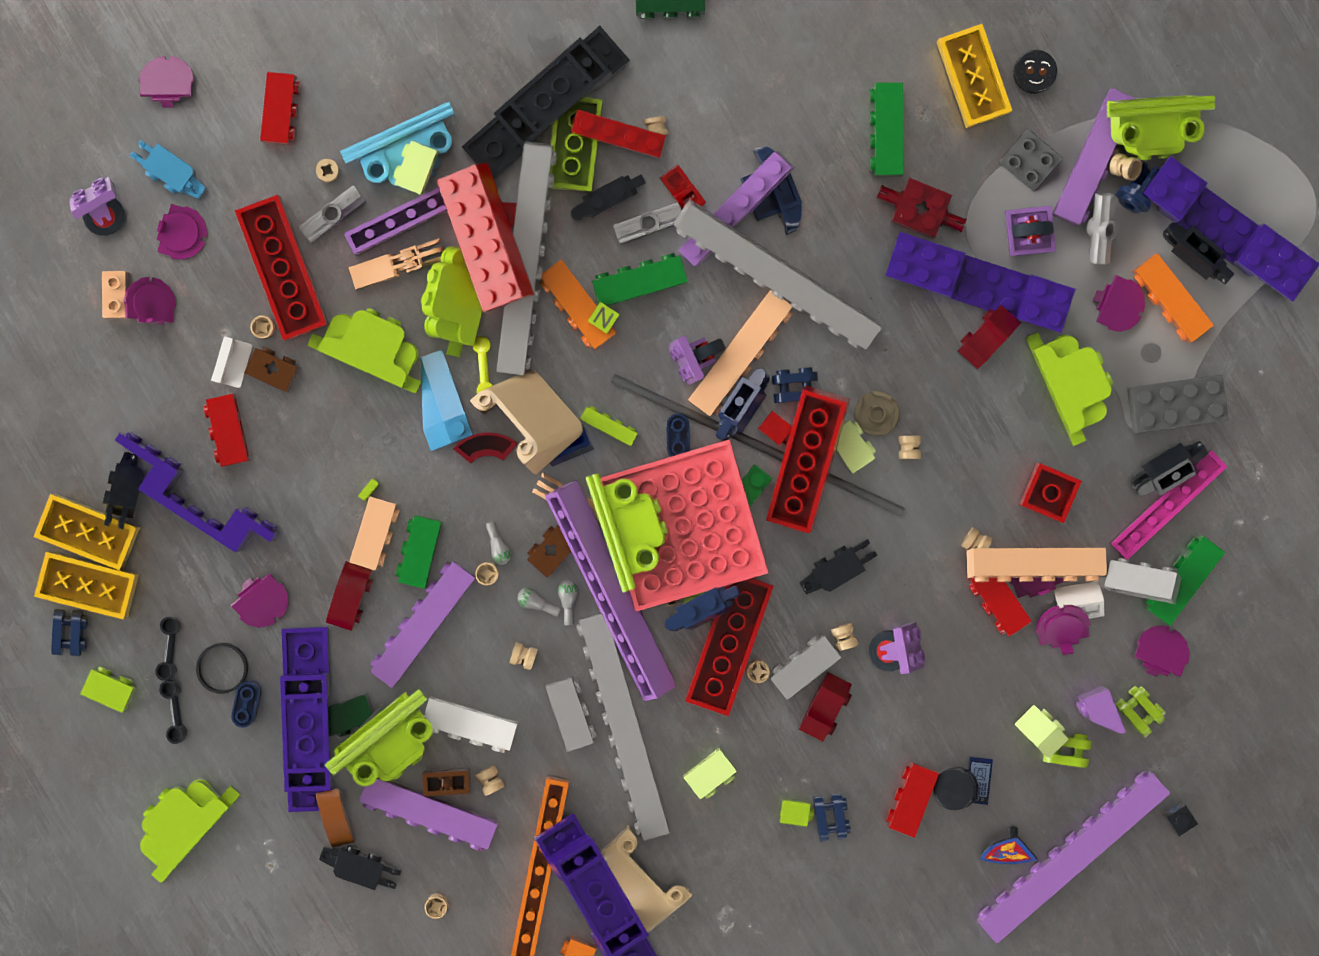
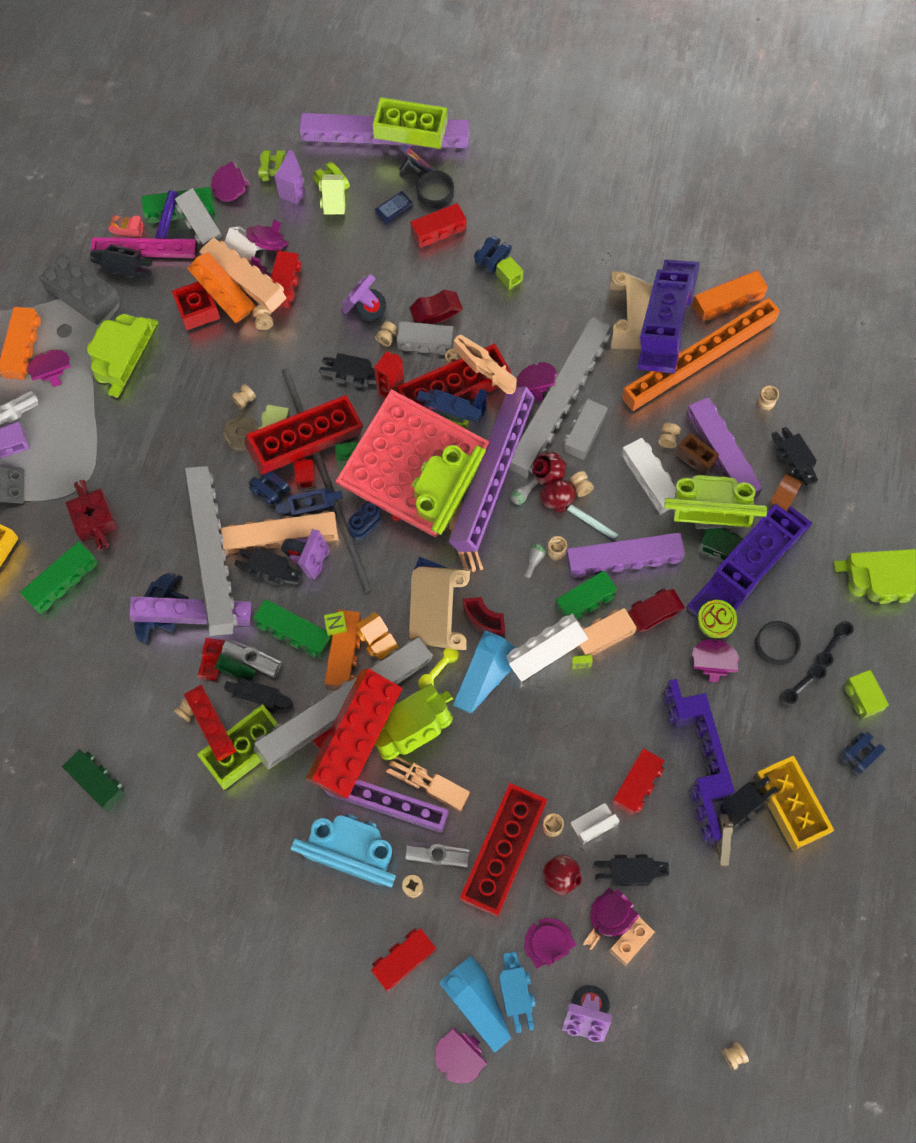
camera: 135 degrees left, 20 degrees down
(86, 585) = (825, 769): yellow brick -> none
(119, 453) = (724, 846): none -> dark tan plate
(148, 267) = (592, 939): none -> light nougat bush
(166, 351) = (632, 871): none -> black hinge
(197, 134) = (474, 997): none -> dark azure wedge
(217, 293) = (562, 874): none -> dark red plant
(246, 703) = (781, 605): dark blue brick -> none
(258, 369) = (572, 780): reddish brown brick -> none
(289, 637) = (717, 619): none -> lime tile
(371, 346) = (496, 747): lime brick -> none
(405, 469) = (546, 647): none -> white brick
(416, 167) = (353, 824): yellowish green brick -> none
(481, 630) = (591, 521): none -> light aqua bar
(532, 600) = (545, 512): light grey piece -> none
(534, 625) = (557, 495): none -> dark red plant
(543, 562) = (512, 519): reddish brown brick -> none
(545, 99) = (233, 787): black bracket -> none
(559, 341) = (375, 634): none -> light orange piece
(563, 641) = (548, 467): none -> dark red plant
(611, 427) = (398, 563): lime piece -> none
(651, 201) = (234, 667): none -> dark green tile
(662, 722) = (537, 379): none -> magenta piece
(680, 682) = (481, 362): none -> light nougat arm
(683, 643) = (481, 402): none -> clear blue tile
(710, 774) = (536, 330): yellowish green brick -> none
(716, 315) = (269, 567): none -> black hinge
(789, 590) = (388, 373): none -> red brick
(956, 788) = (409, 207): black head -> none
(971, 858) = (435, 203): none -> black tyre
(979, 282) = (105, 440): dark purple bracket -> none
(988, 336) = (135, 413): dark red brick -> none
(1030, 231) = (48, 447): medium lavender plate -> none
(1038, 529) = (221, 287): none -> orange brick
(1042, 877) = (410, 123): none -> lime brick
(1177, 555) = (166, 215): none -> dark purple axle
(1180, 819) = (310, 100): black brick -> none
(1210, 510) = (126, 226): none -> coral leg

